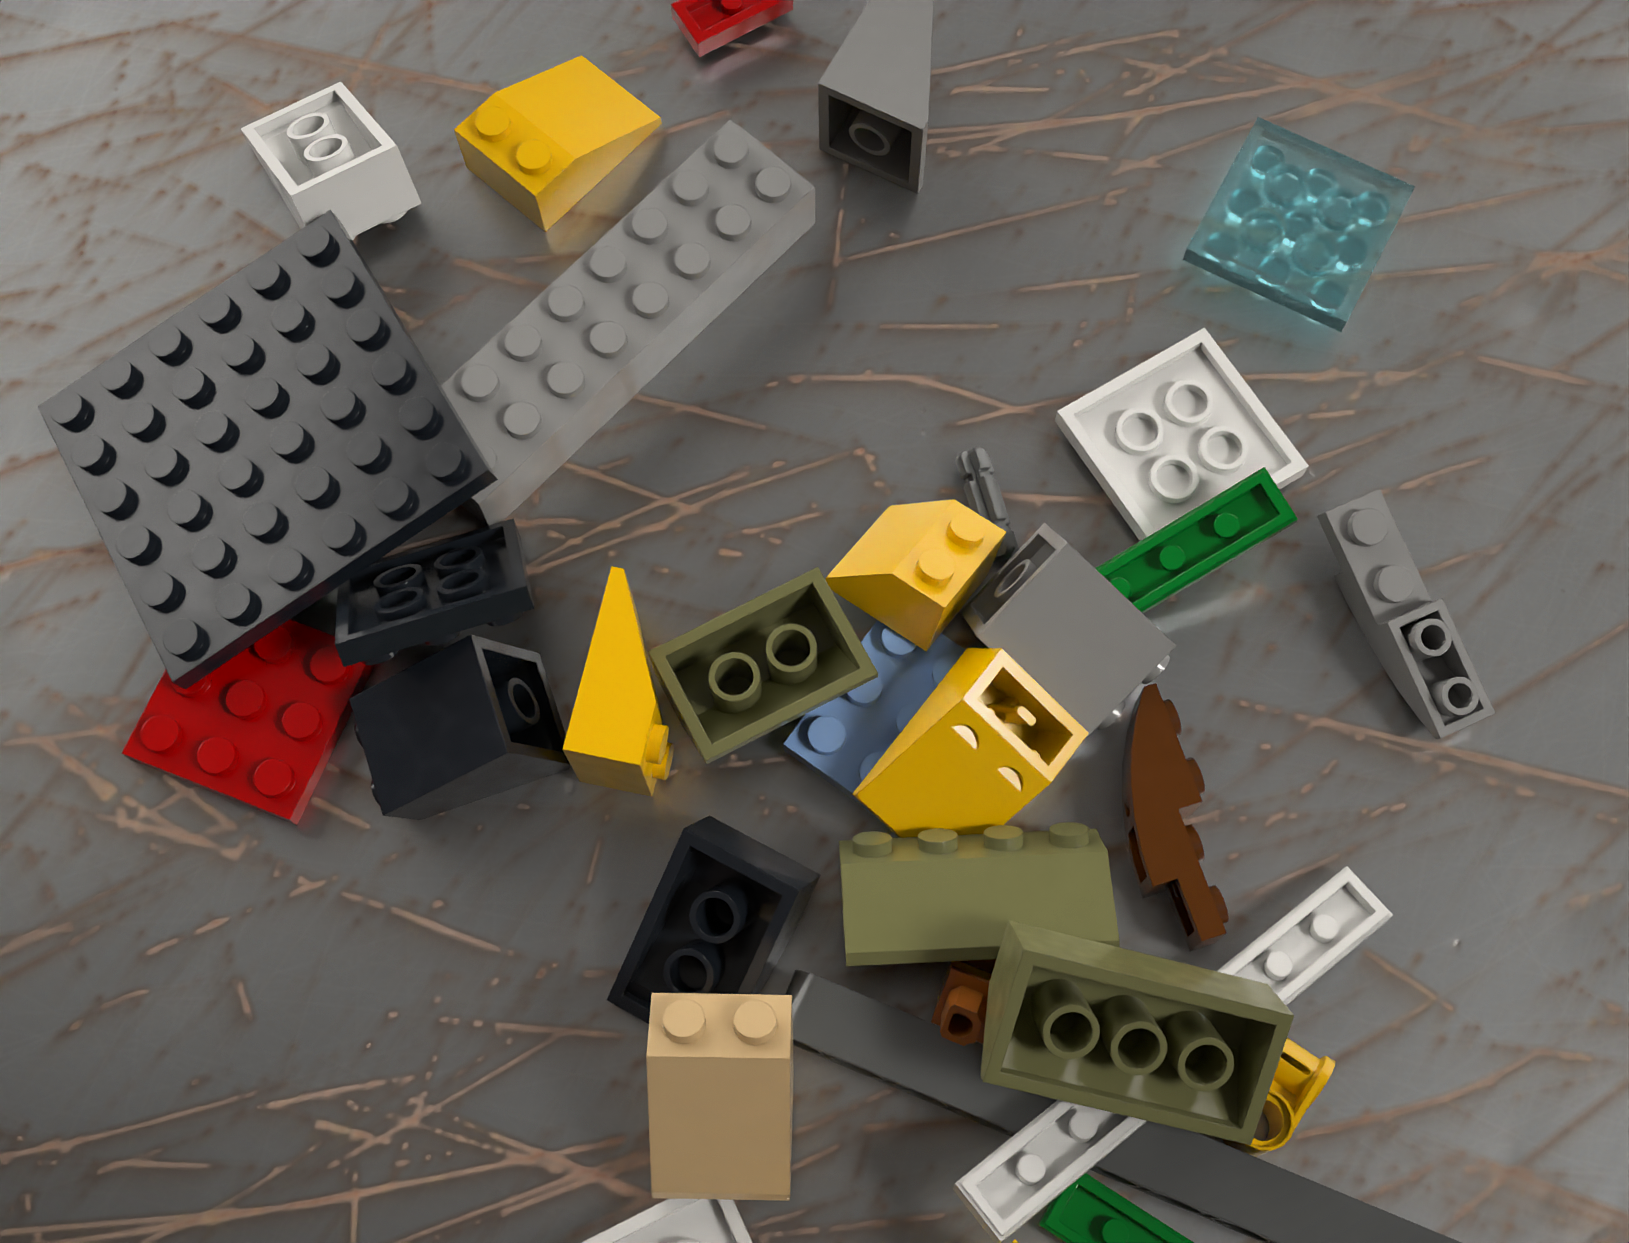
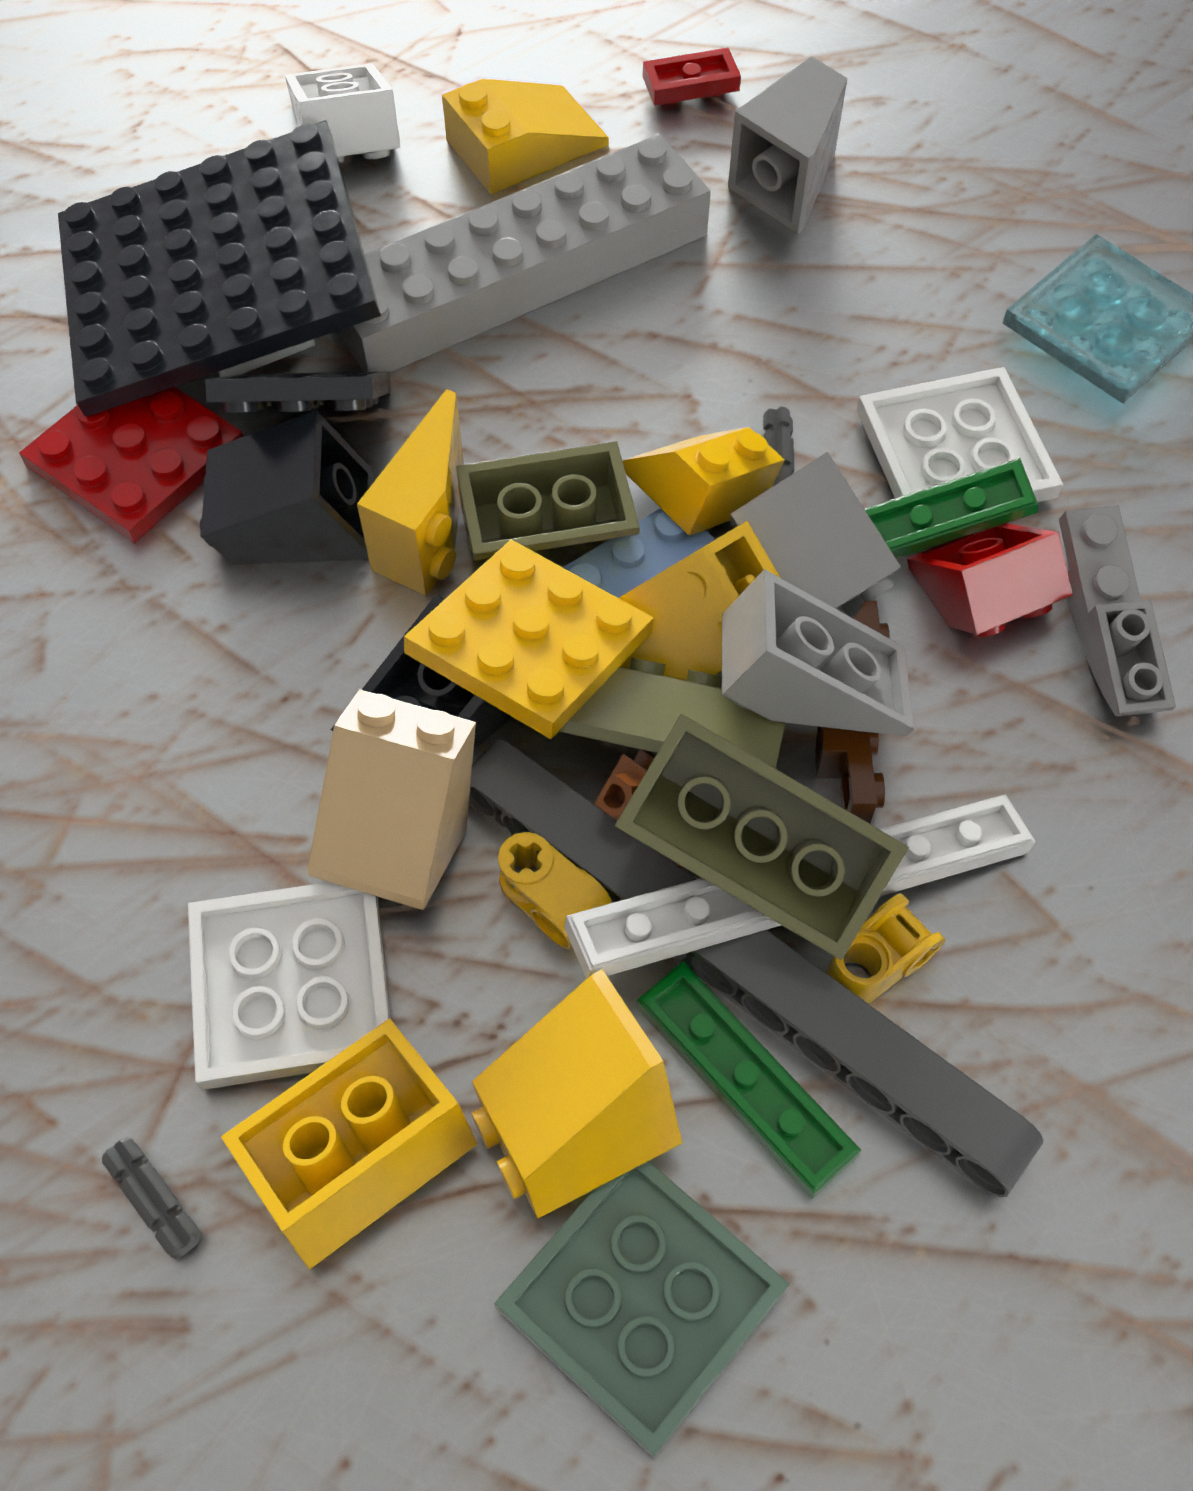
camera: 15 degrees right, 10 degrees down
(806, 858) = (529, 637): none -> yellow plate
(925, 1131) = (550, 892): none -> yellow piece
(1120, 803) = (811, 663): none -> light grey slope
(1266, 607) = (993, 577): none -> slope

